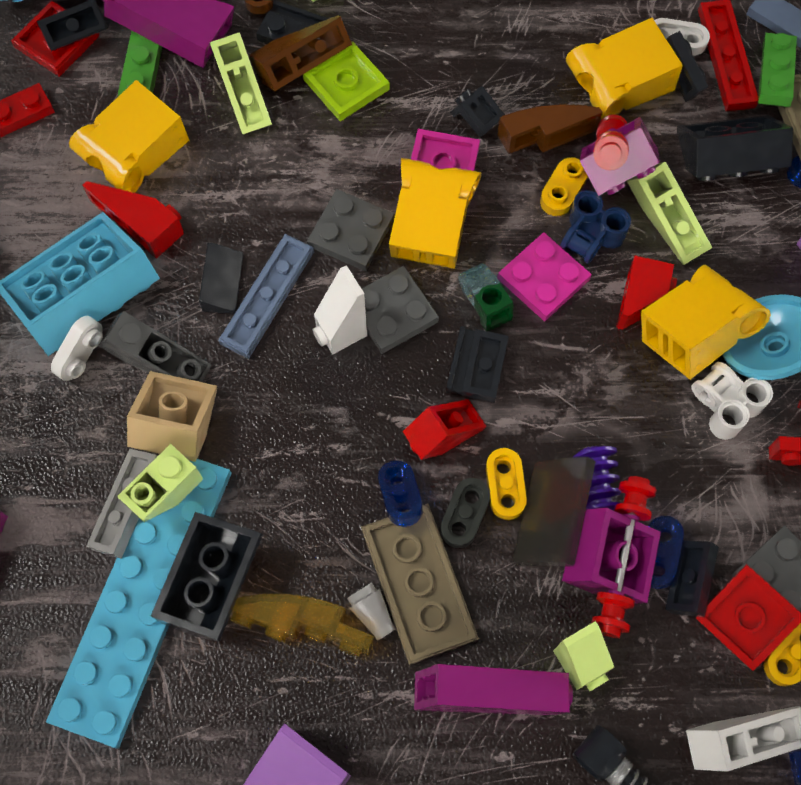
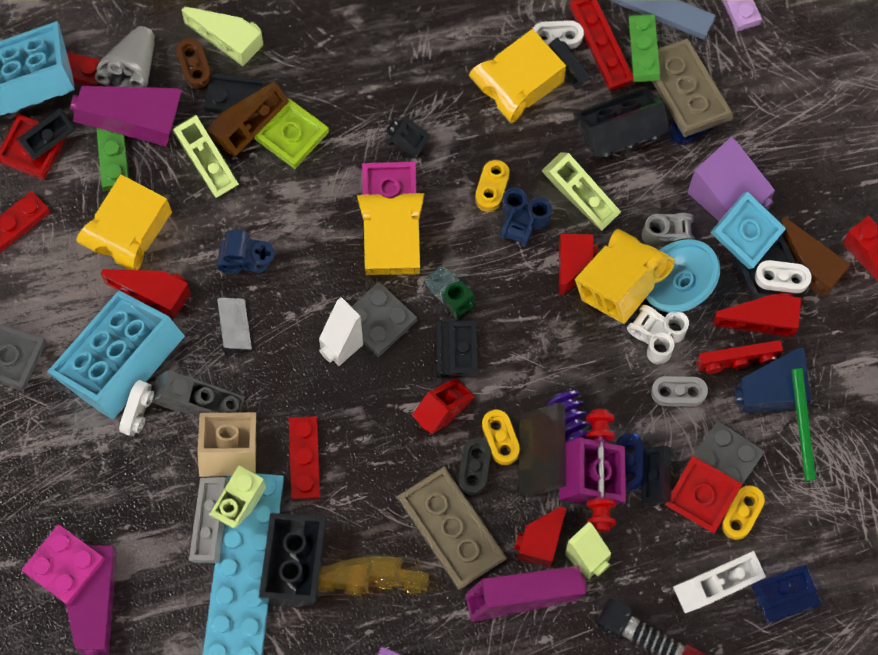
camera: 15 degrees left, 0 degrees up
(250, 198) = (242, 253): none -> dark blue piece
(261, 455) = (304, 459): none -> red plate
(266, 296) = (273, 330): sand blue tile -> none
(351, 230) = (327, 260): dark grey plate -> none
(372, 611) = (421, 556): light grey cone -> none
(402, 495) = (423, 464): clear blue plate -> none
(528, 624) = (540, 539): none -> red slope
(544, 276) = (492, 265): dark pink plate -> none
(547, 126) = (466, 138): reddish brown slope -> none
(619, 154) = (531, 152): brick -> none
(741, 476) = (678, 389): none -> light grey plate
(769, 276) = (672, 228): none -> light grey piece

